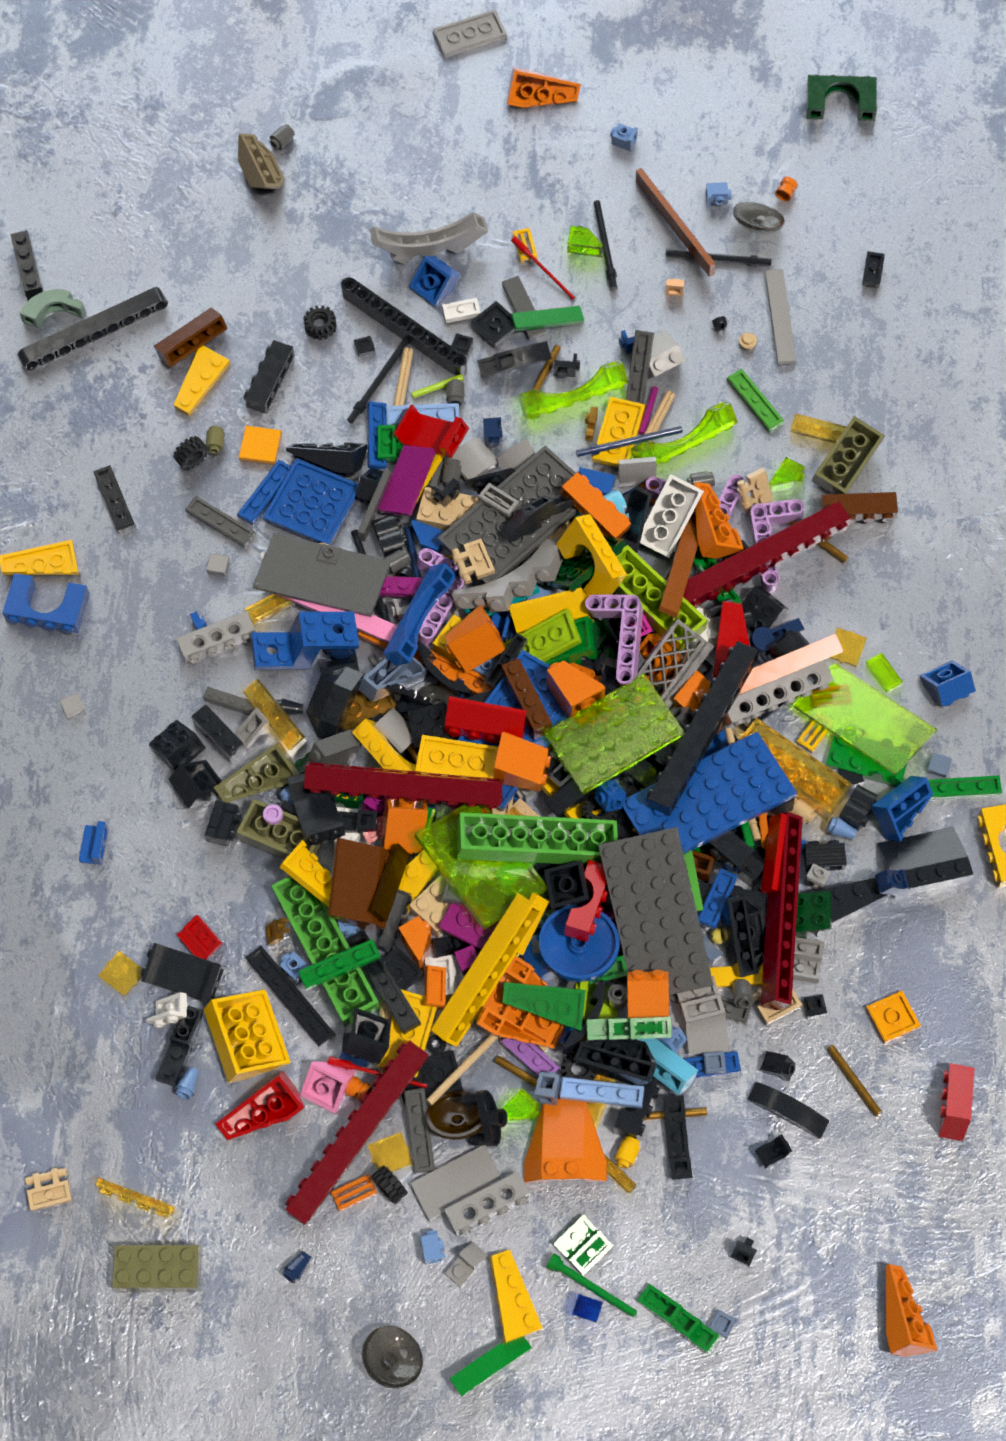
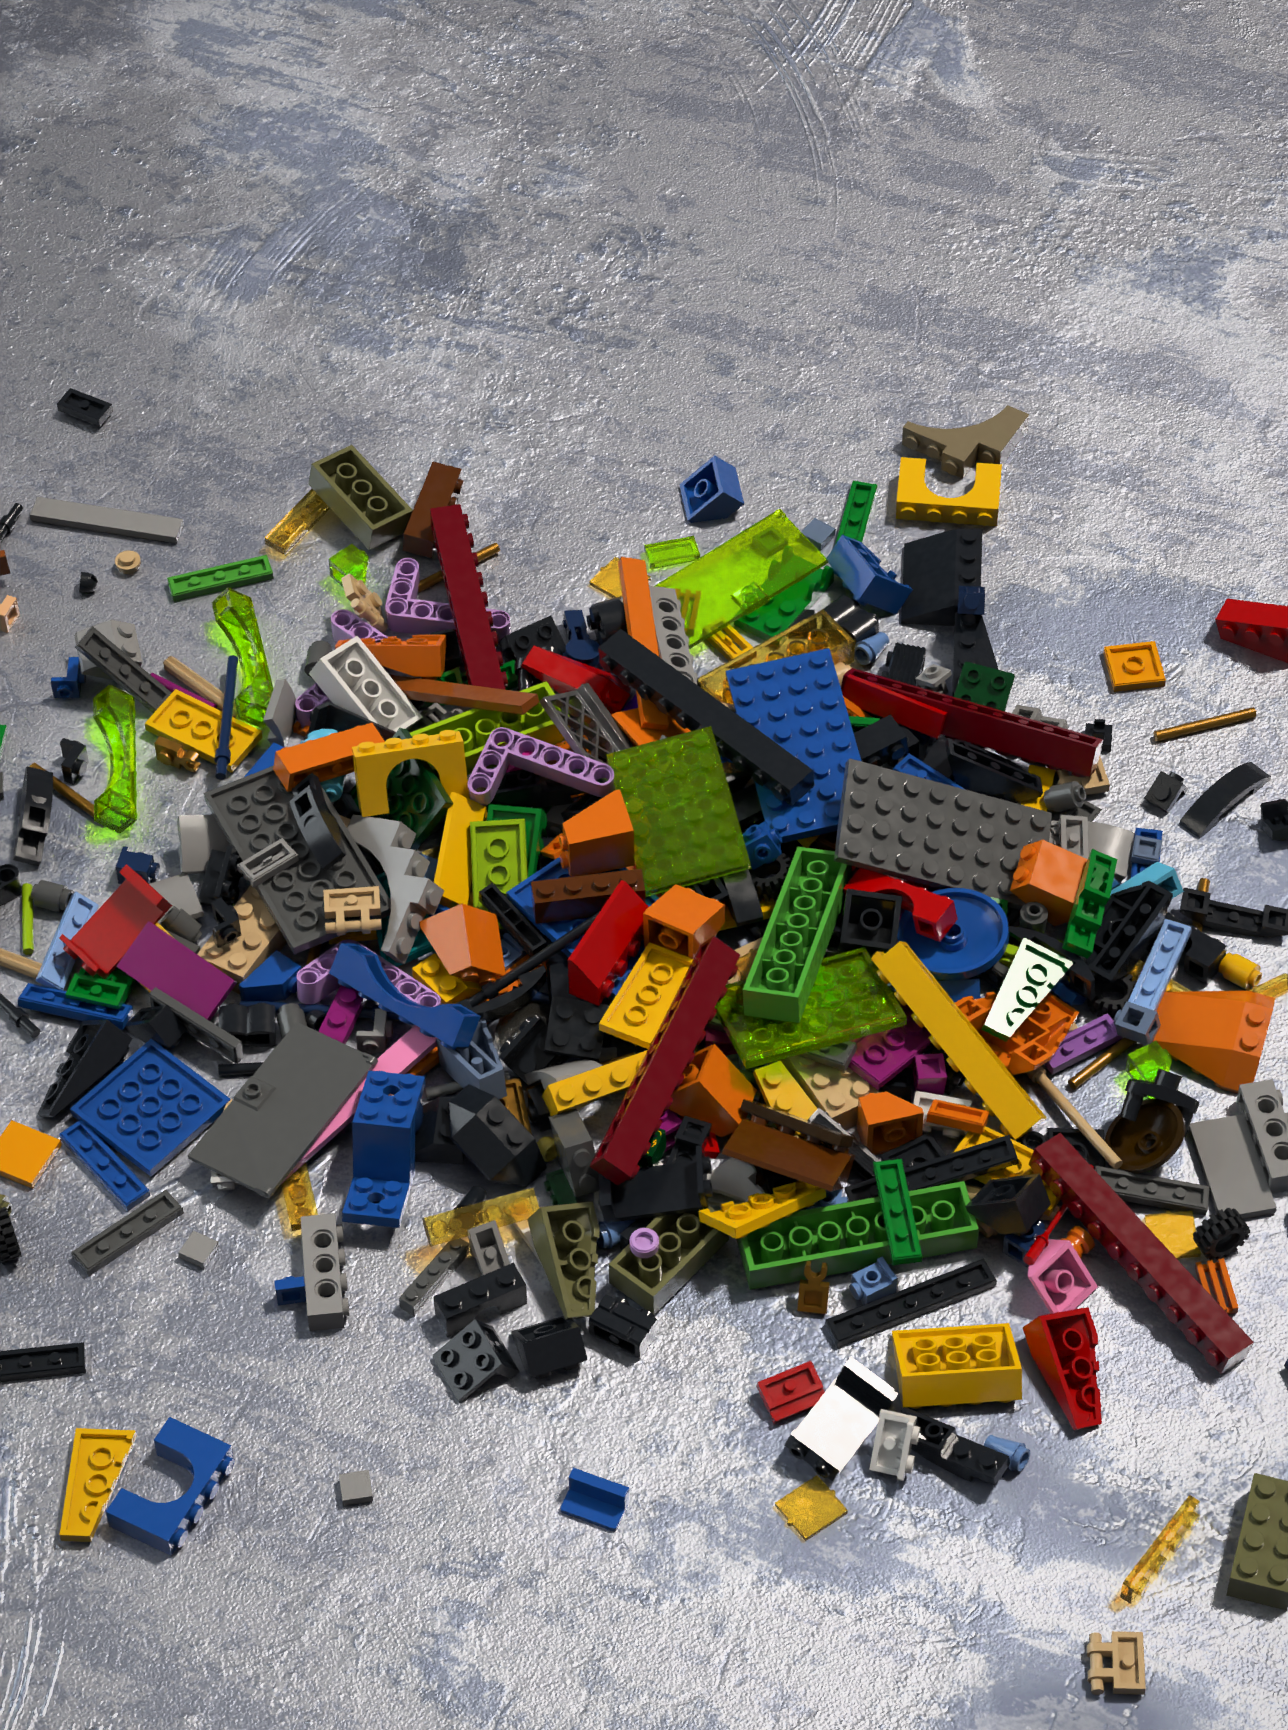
camera: 75 degrees left, 15 degrees down
(452, 667) = (491, 990): none -> black bar

